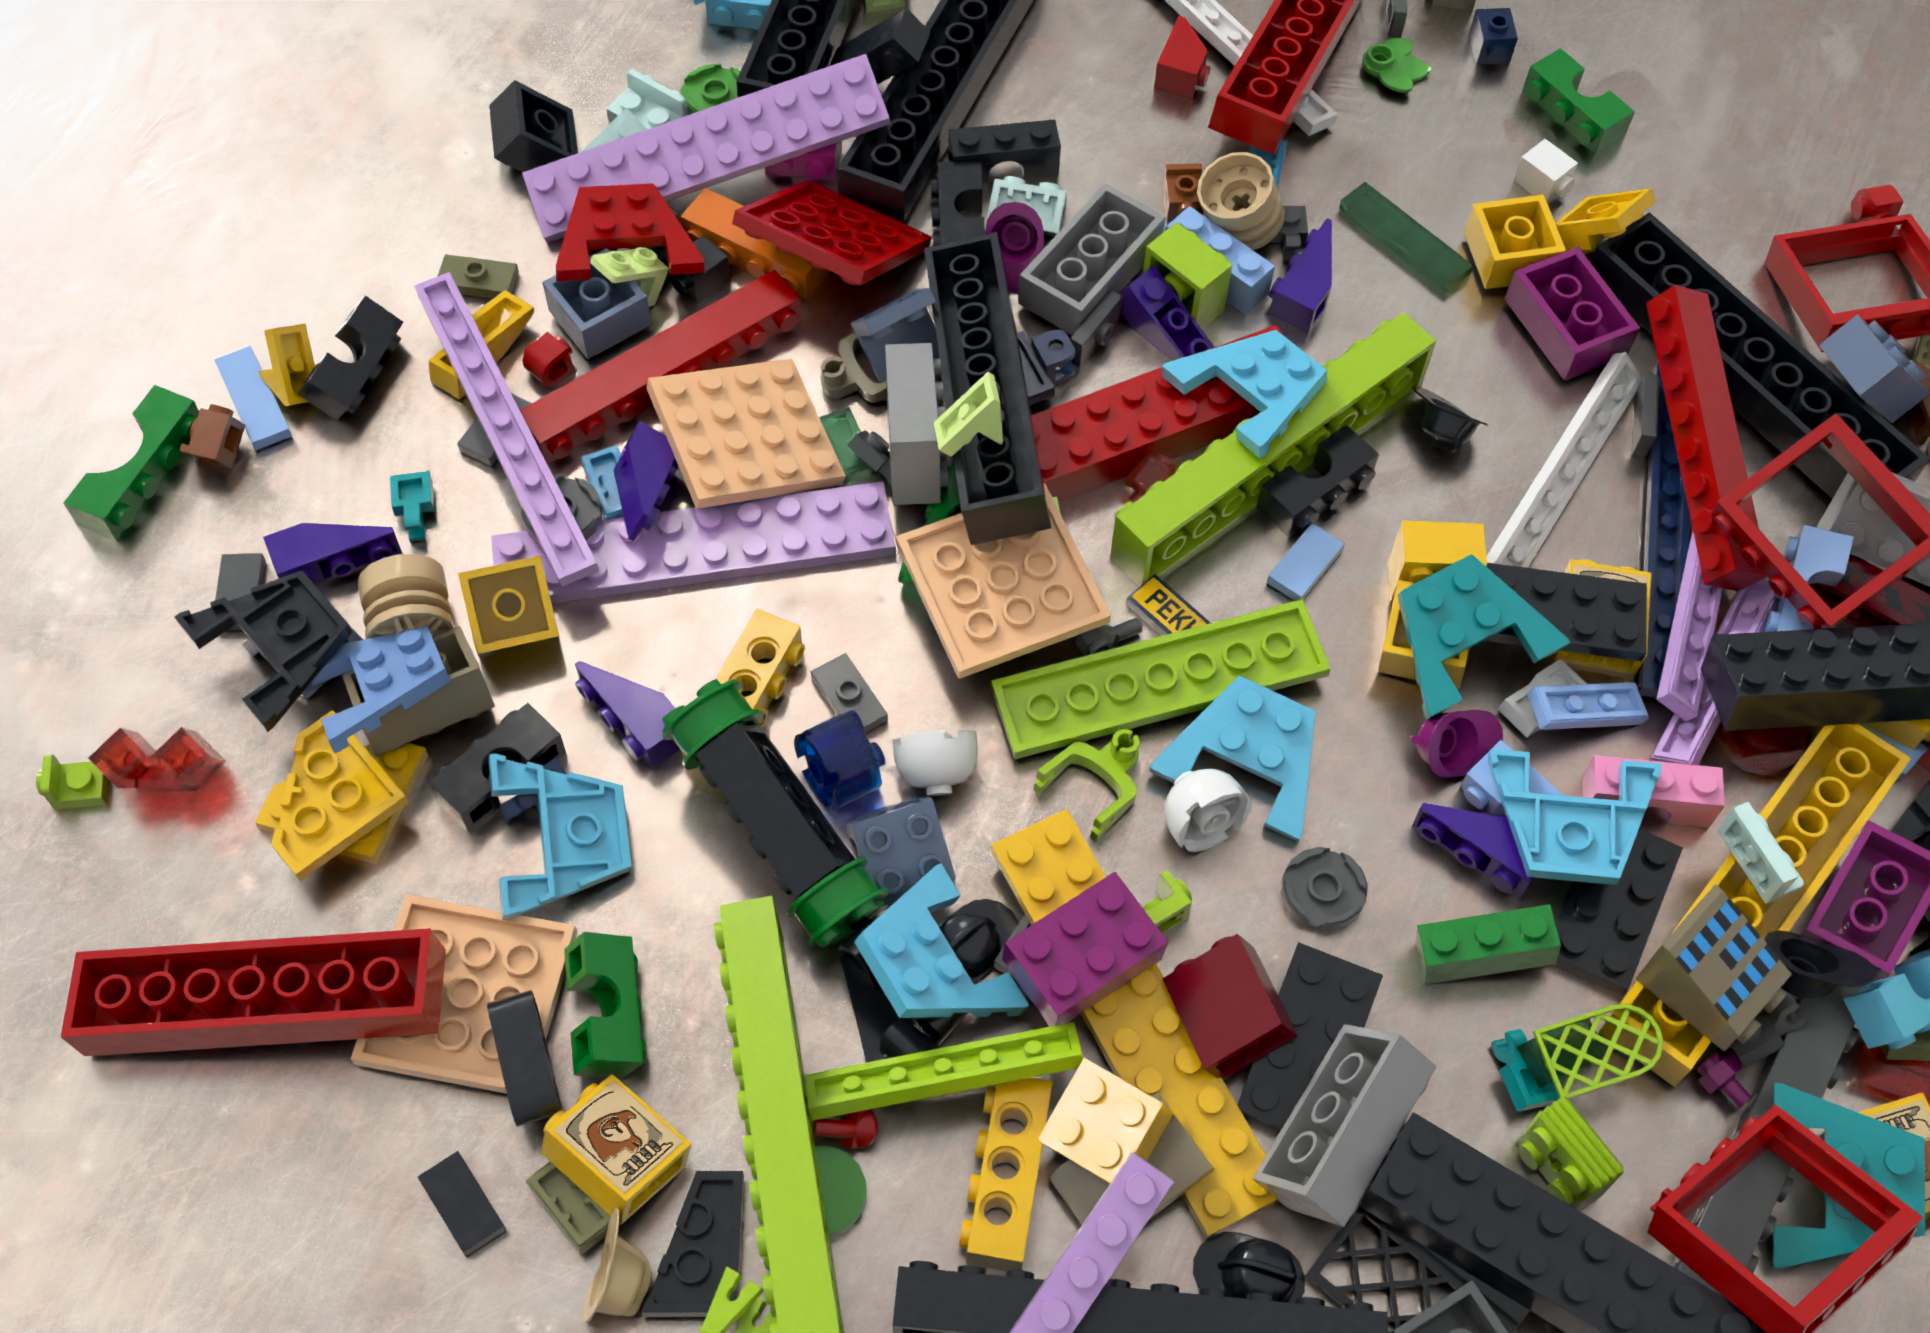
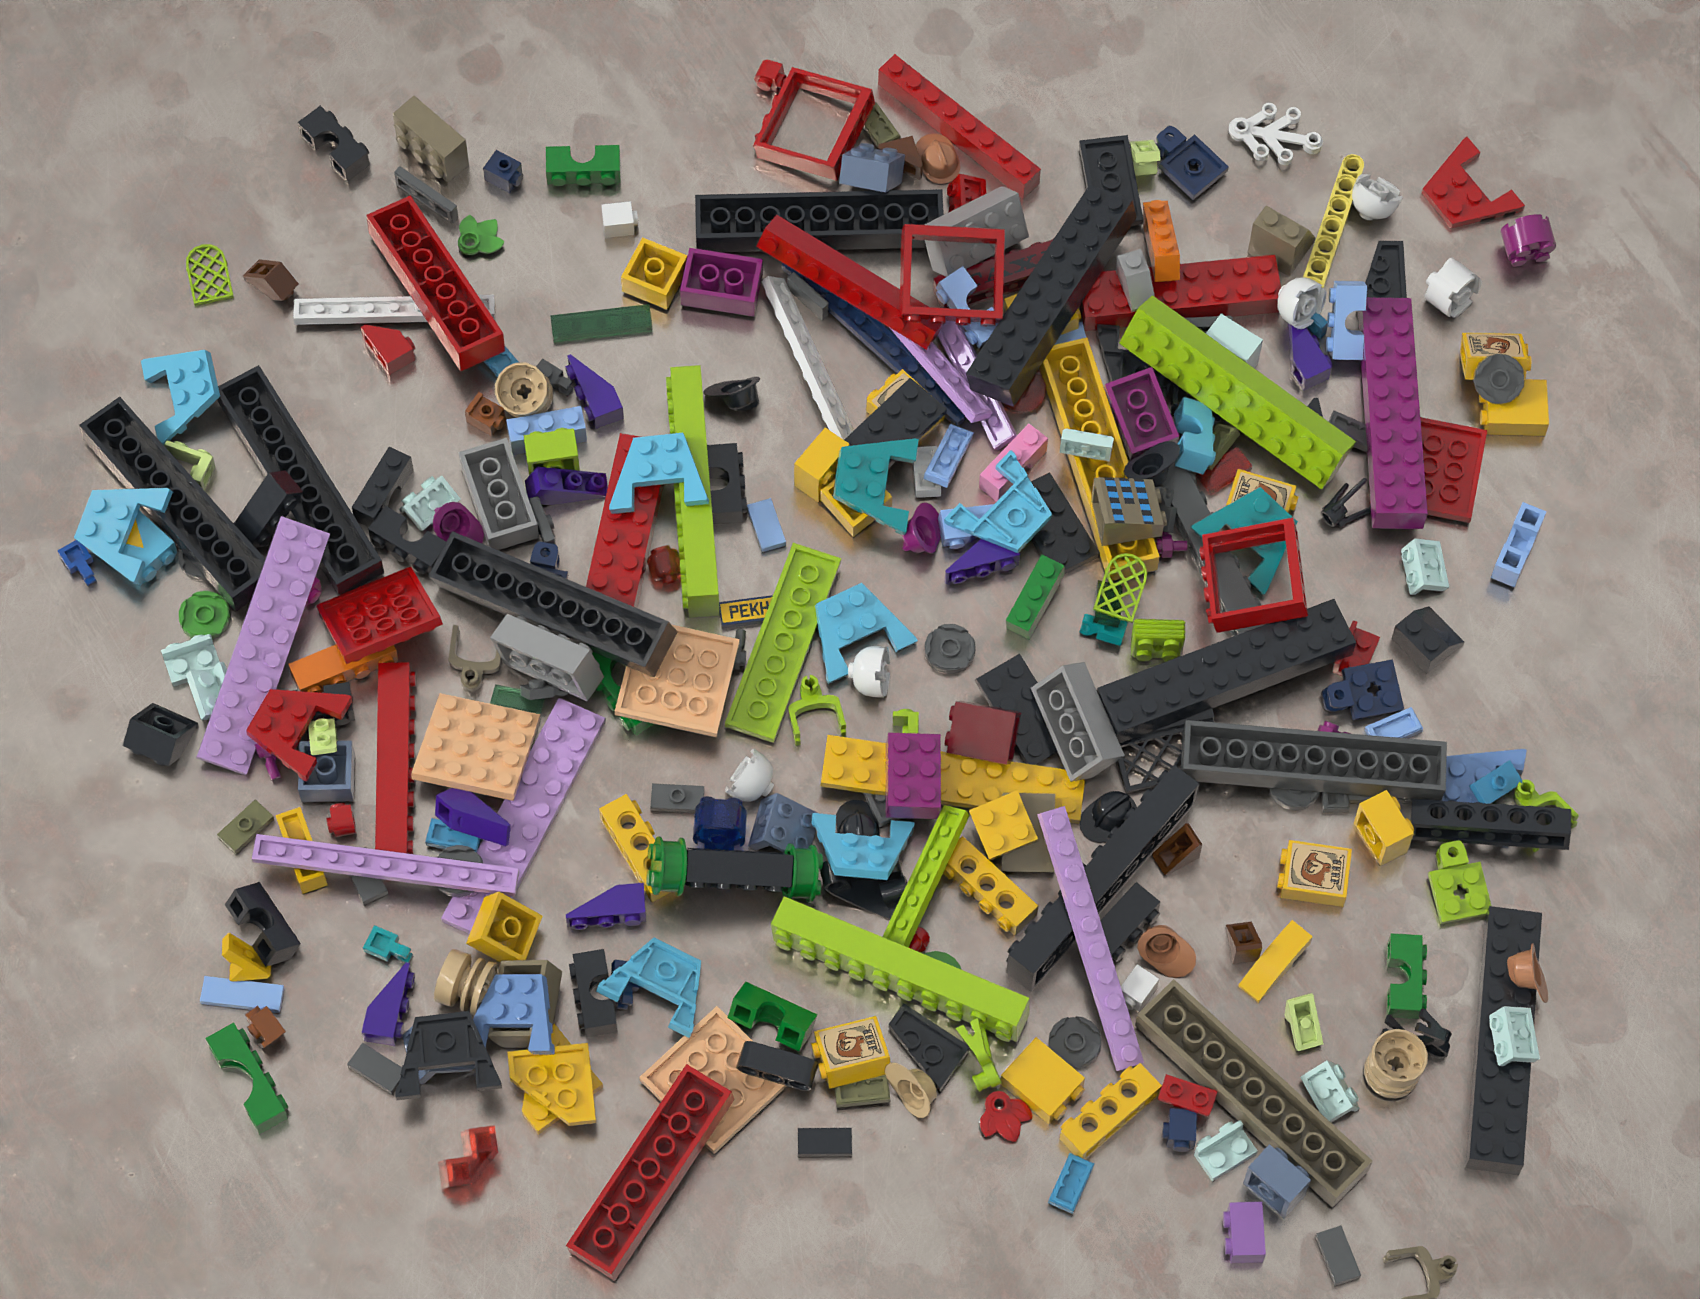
camera: 55 degrees left, 5 degrees up
(71, 784) = (444, 1211): lime bracket -> none
(896, 323) = (474, 626): sand blue bracket -> none
(972, 413) = (592, 626): yellowish green slope -> none
(1602, 218) = (678, 219): yellow plate -> none

